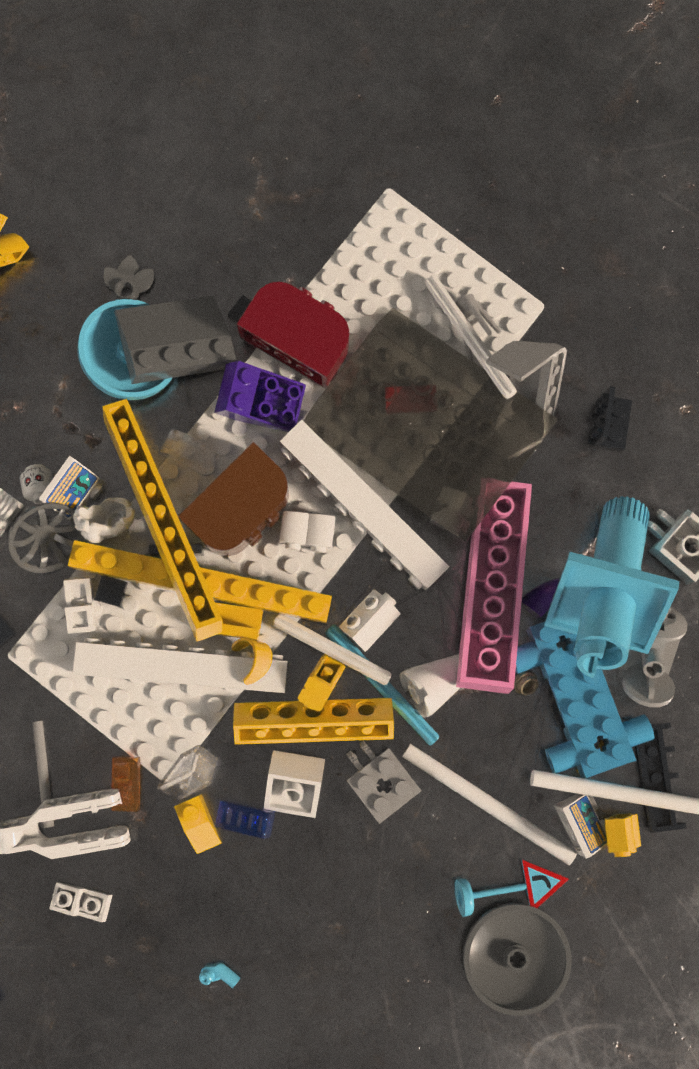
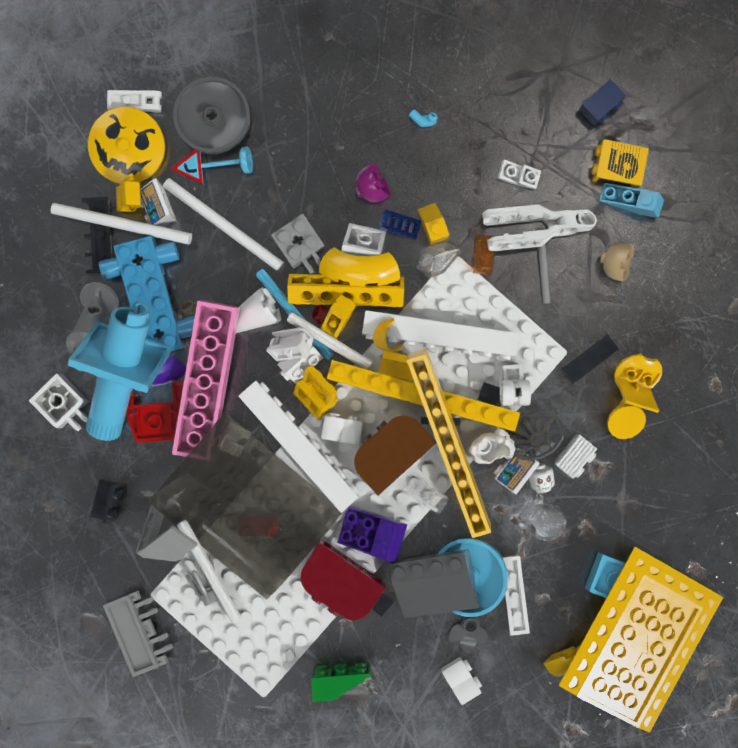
camera: 170 degrees left, 5 degrees up
(31, 428) = (544, 519): none -> clear tile
(67, 327) = (515, 597): none -> white plate
(85, 592) = (508, 393): none -> white wheel
(135, 221) = (461, 681): none -> white brick
(286, 871) = (371, 185): none -> magenta cylinder
(294, 210) = (333, 682): none -> green slope
(296, 749) = (359, 269): none -> yellow brick
(345, 577) = (316, 392): none -> yellow brick
(347, 686) = (319, 313): none -> dark red plate
(384, 640) = (290, 344): none -> white hinge
(554, 530) = (155, 421): none -> red wing
(559, 255) = (135, 634): none -> light grey hinge
(628, 973) = (134, 99): none -> white plate
(632, 908) = (126, 145): none -> yellow dish

